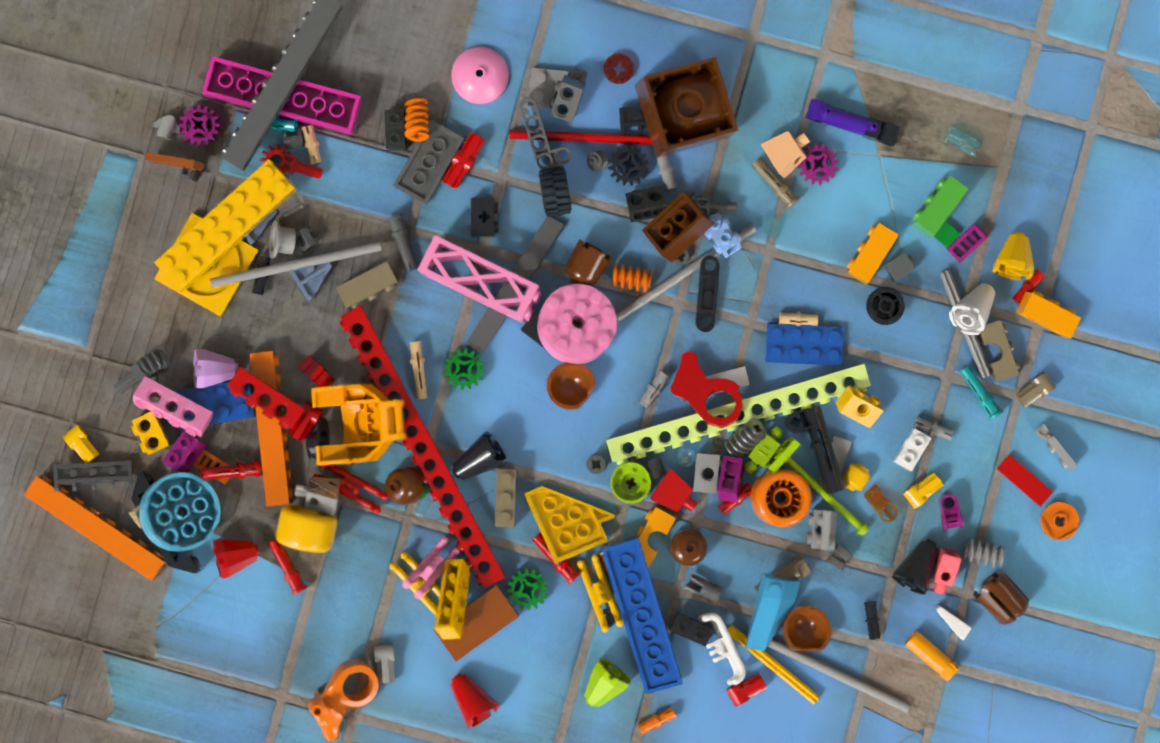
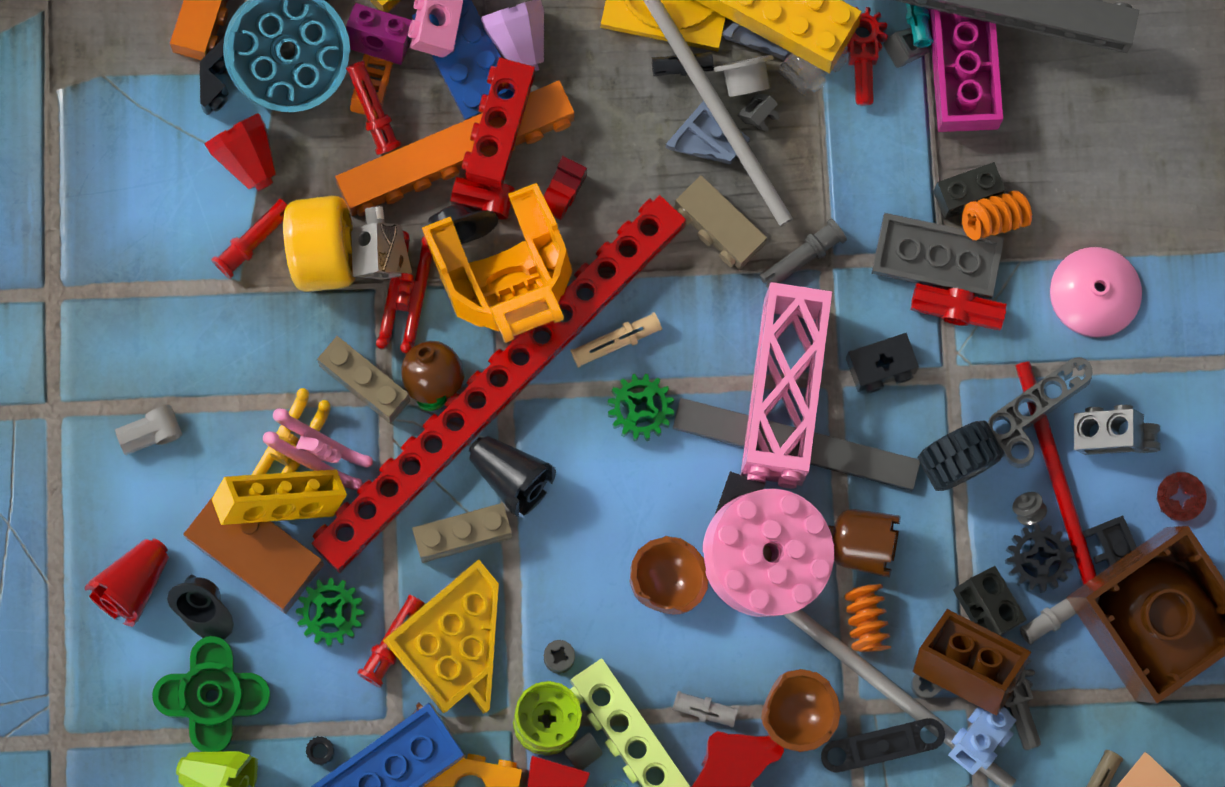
camera: 65 degrees right, 10 degrees down
(311, 145) = (903, 77): tan pin -> none
(331, 704) = (63, 369): orange animal -> none
(395, 527) = (363, 379): none -> dark tan brick
(499, 664) = (201, 607): none -> black piece
(543, 85) = (1115, 388): light grey wing -> none
(550, 687) = (187, 695): none -> green plant
(600, 593) = (359, 727): yellow piece -> none
(674, 335) = (801, 710): none -> dark orange cylinder

